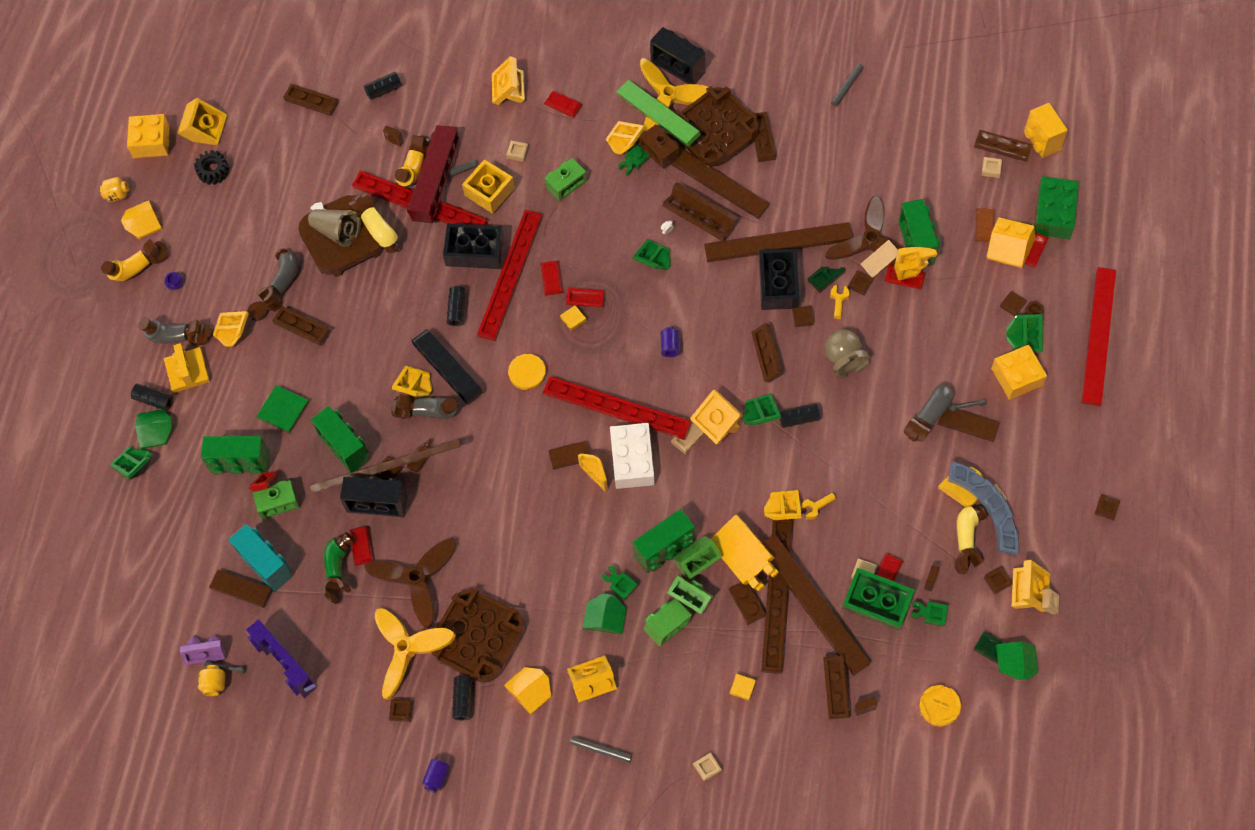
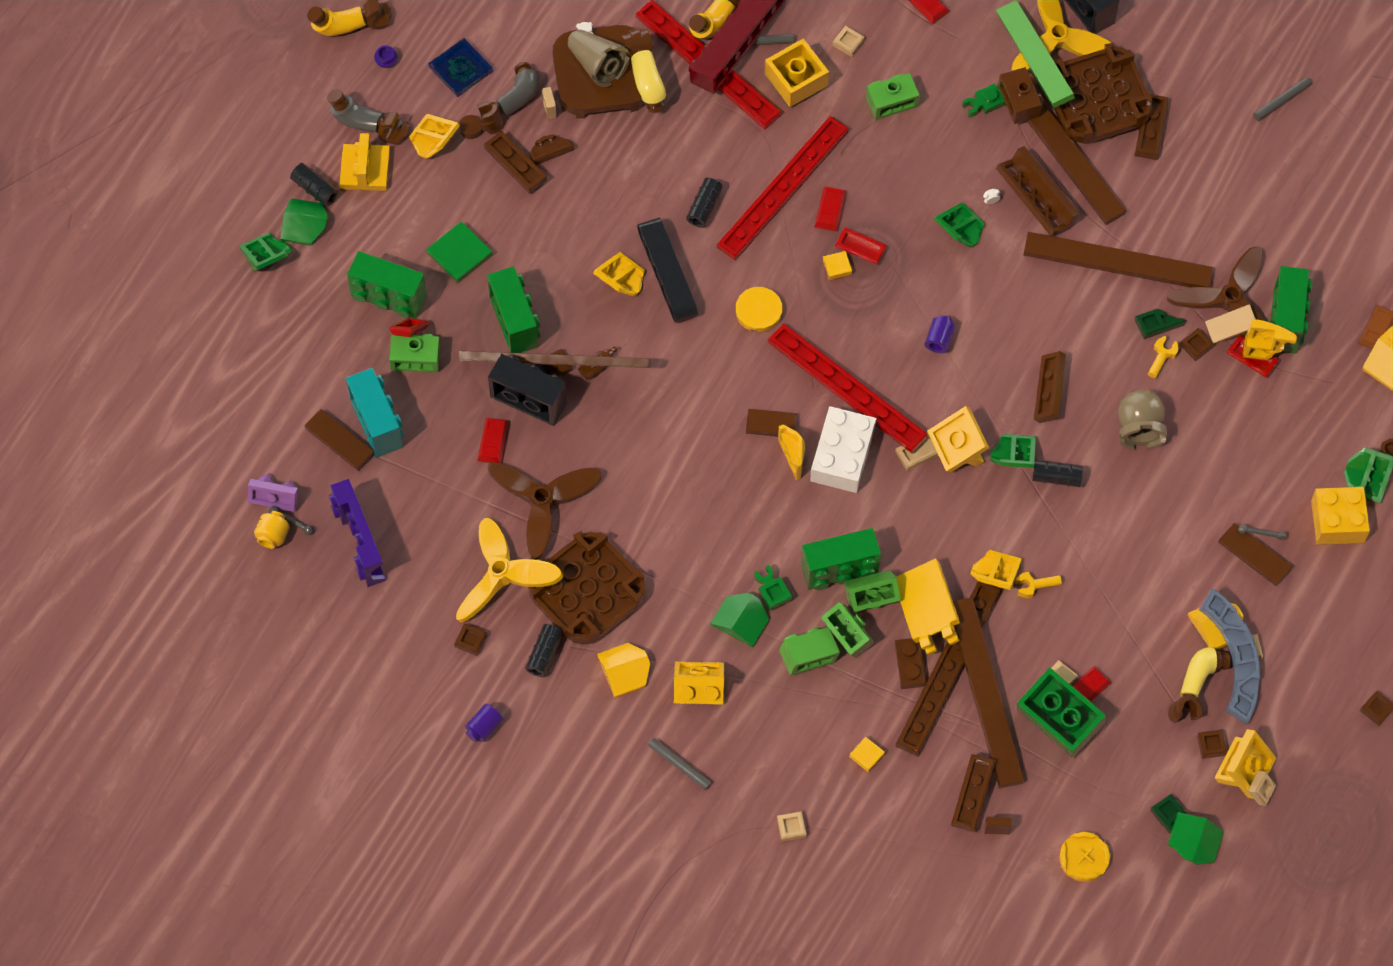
camera: 15 degrees right, 0 degrees up
(234, 269) = (460, 67): none -> clear blue tile
(310, 272) = (549, 103): none -> tan tile
(323, 306) = (549, 148): none -> reddish brown tile
(333, 556) = (458, 439): piece -> none
(429, 407) = (625, 308): piece -> none
(473, 246) = (751, 138): black brick -> none
(624, 136) = (983, 68): yellow slope -> none
(778, 279) = (1098, 305): black brick -> none
(802, 316) = (1110, 359): reddish brown tile -> none
(931, 578) = (1134, 712): reddish brown tile -> none
(932, 410) = (1217, 522): dark grey piece -> none
(934, 613) = (1119, 753): green plate -> none
(1013, 303) = (1370, 433): reddish brown tile -> none

